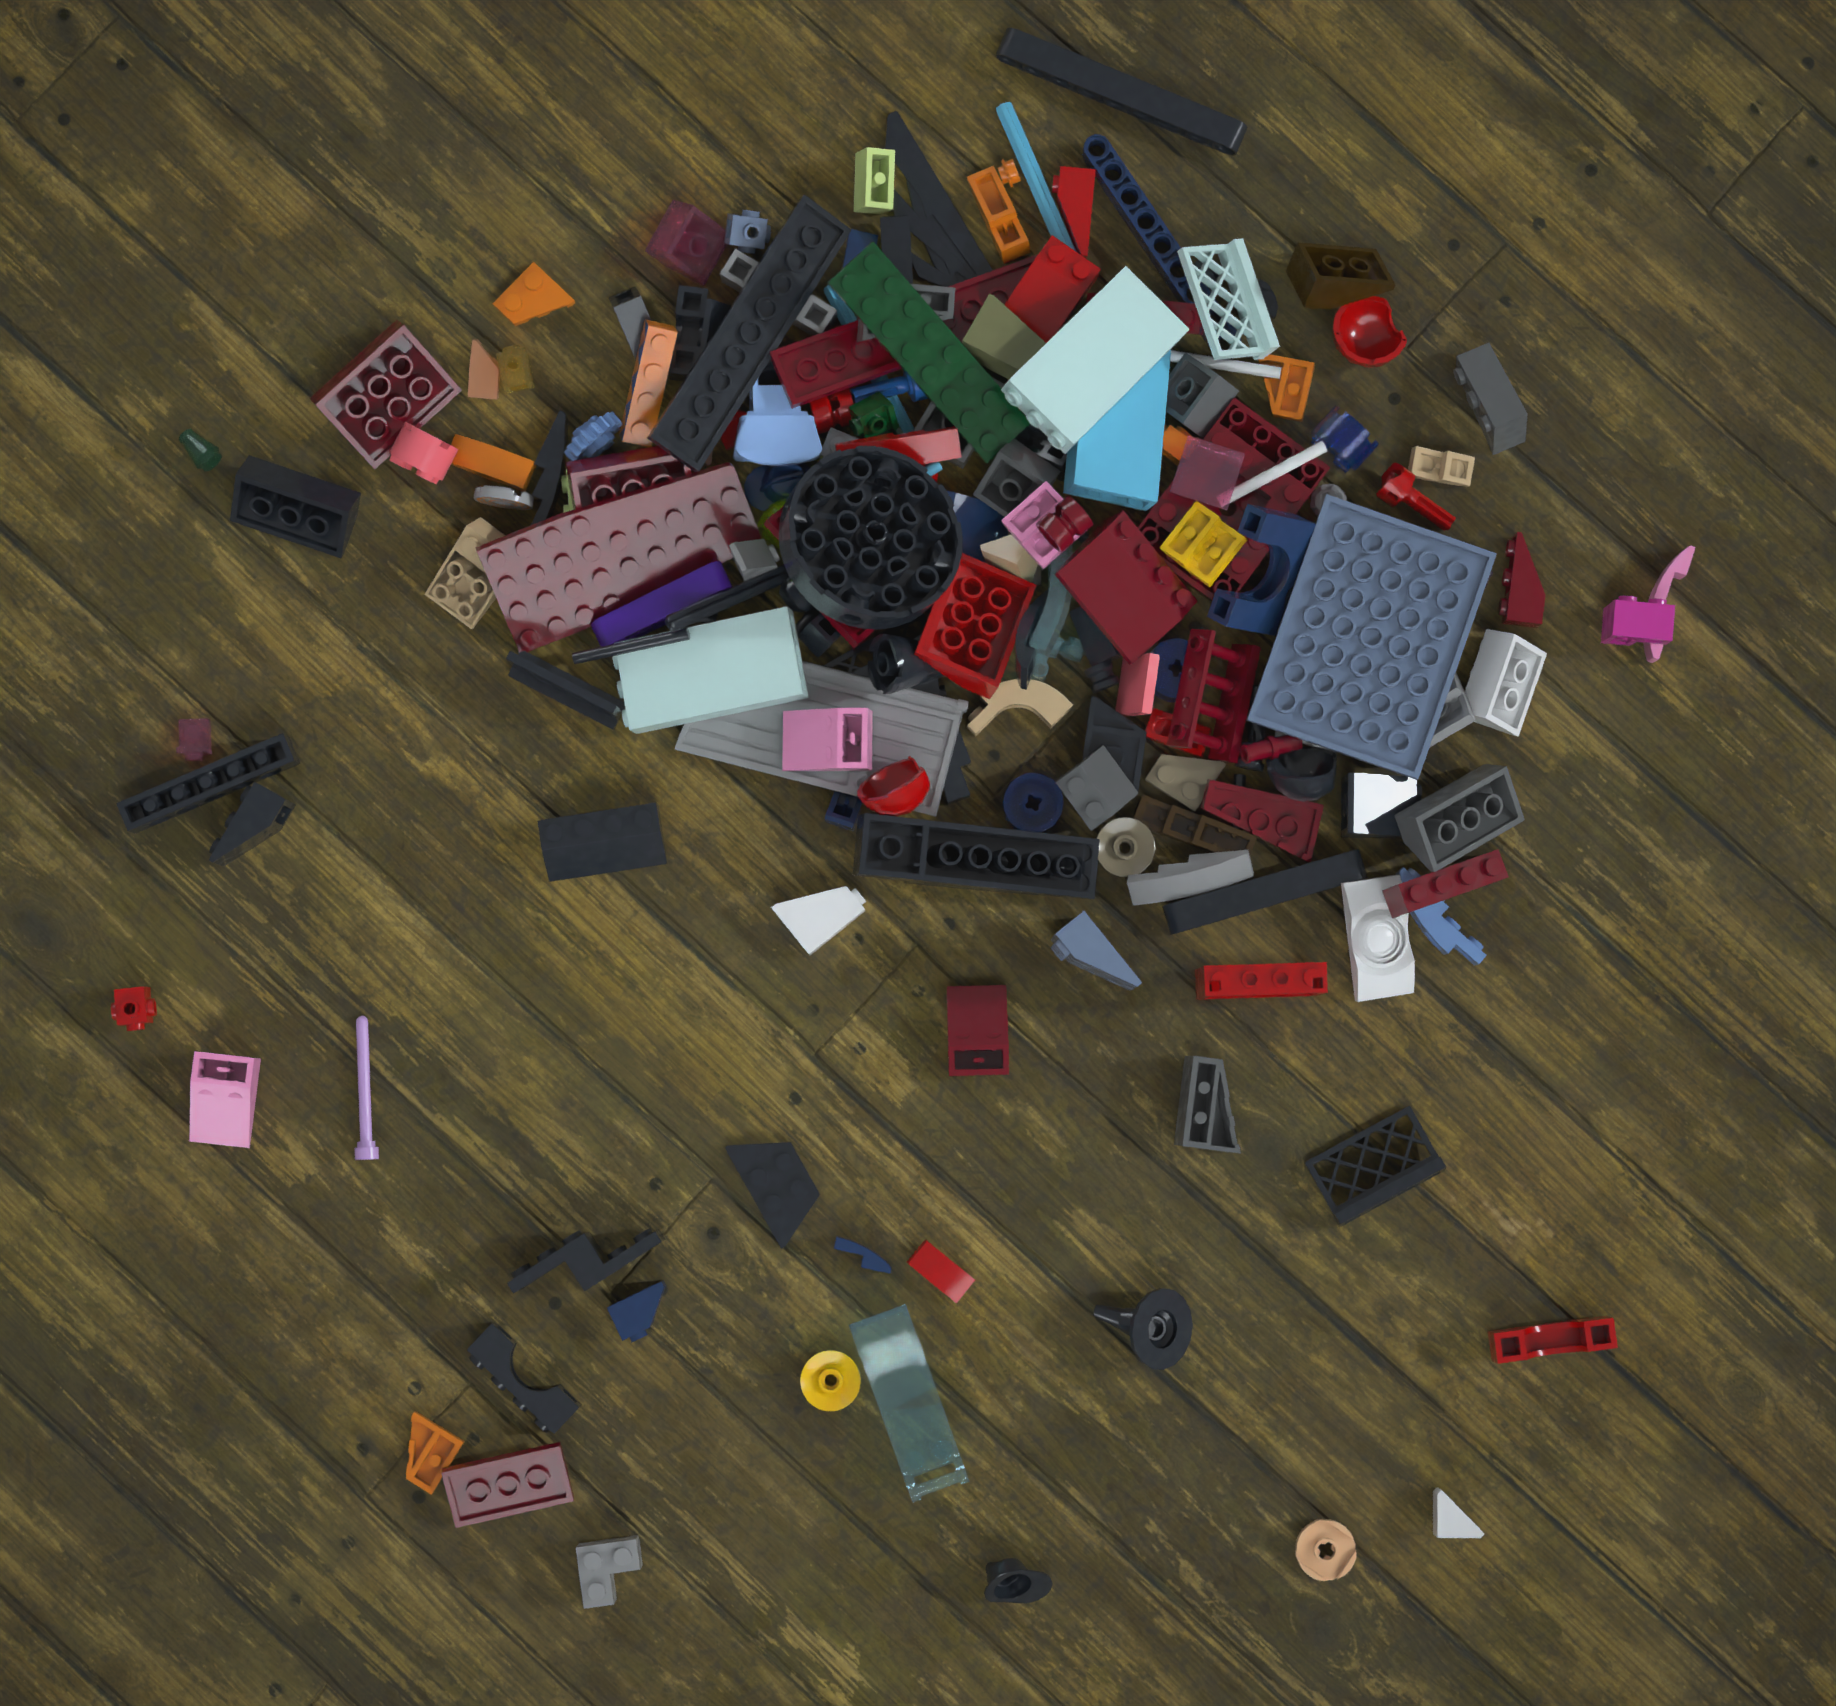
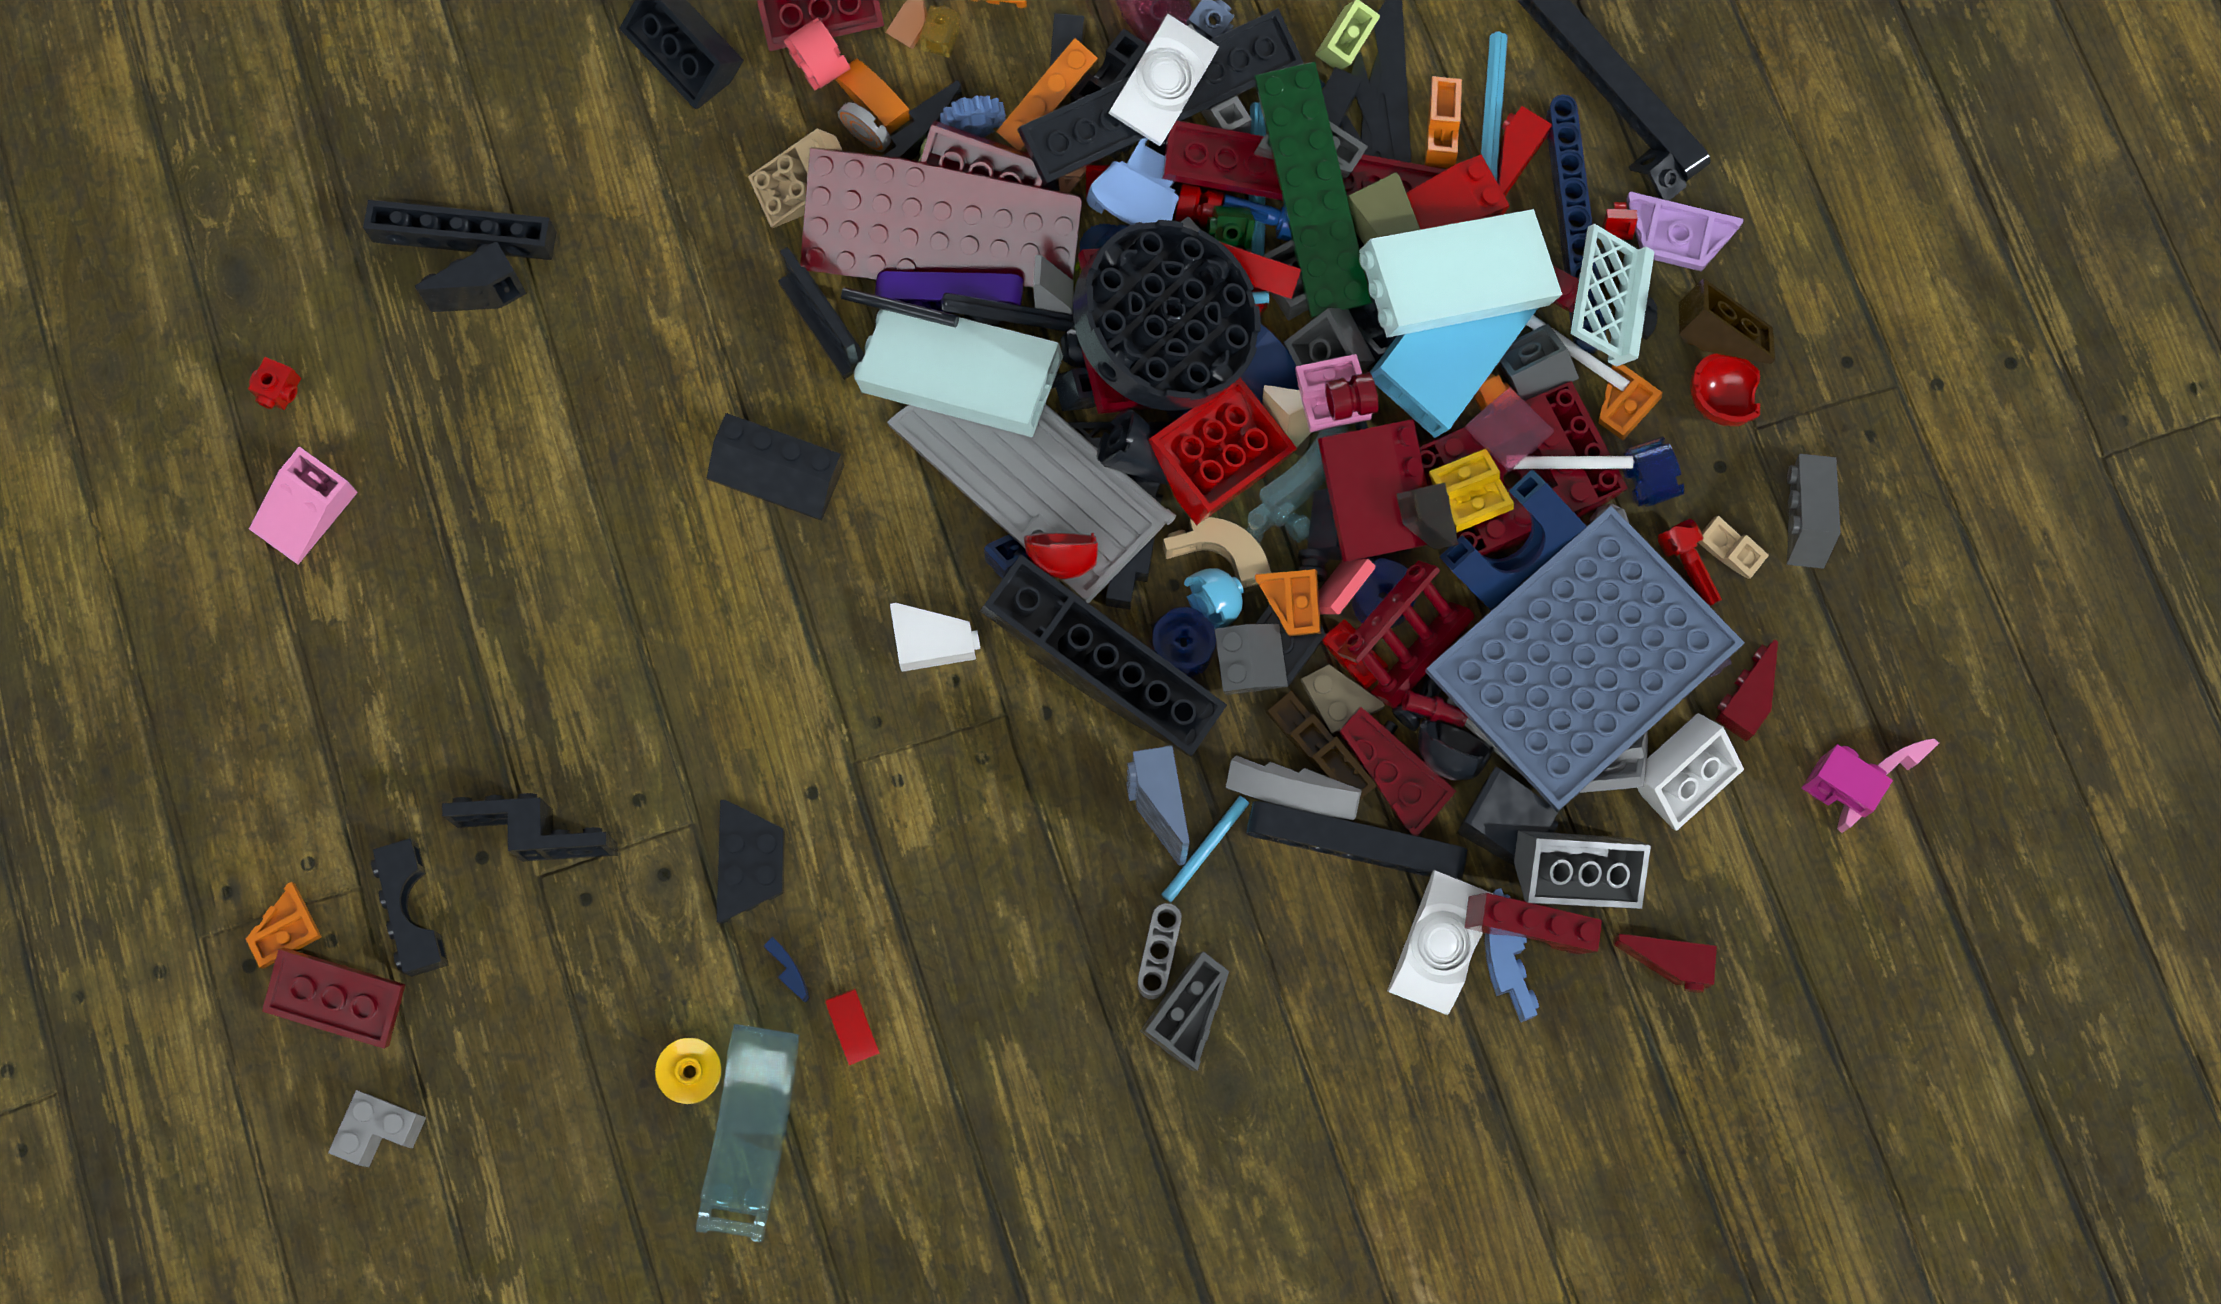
camera: 30 degrees right, 10 degrees down
(194, 738) = (473, 190): clear pink bracket -> none
(366, 1147) = (399, 621): lavender piece -> none
(637, 1312) = (550, 904): dark blue slope -> none
(746, 320) = (1163, 80): none -> white slope
(827, 740) = (1029, 480): bright pink slope -> none
(977, 1030) = (1013, 822): dark red slope -> none
(1009, 172) = (1472, 92): orange plate -> none
(1023, 653) = (1251, 490): black slope -> none
(1038, 750) = (1215, 596): none -> medium azure cylinder
(1105, 719) = (1293, 599): none -> orange wing
(1140, 842) = (1252, 714): dark tan dish -> none
(1144, 965) = (1205, 849): none -> medium azure bar
(1153, 1087) = (1159, 935): none -> light grey beam
(1157, 1327) = (1023, 1194): black piece -> none
(1180, 587) = (1429, 515): none -> clear smoke slope
(1198, 225) = (1620, 221): none -> red tile
(1211, 159) = (1662, 173): none -> black bracket
(1253, 205) = (1679, 231): none -> lavender wing
(1261, 980) = (1306, 914): red window -> none
(1386, 1190) = (1320, 1188): black fence -> none
(1575, 847) = (1676, 961): none -> dark red slope

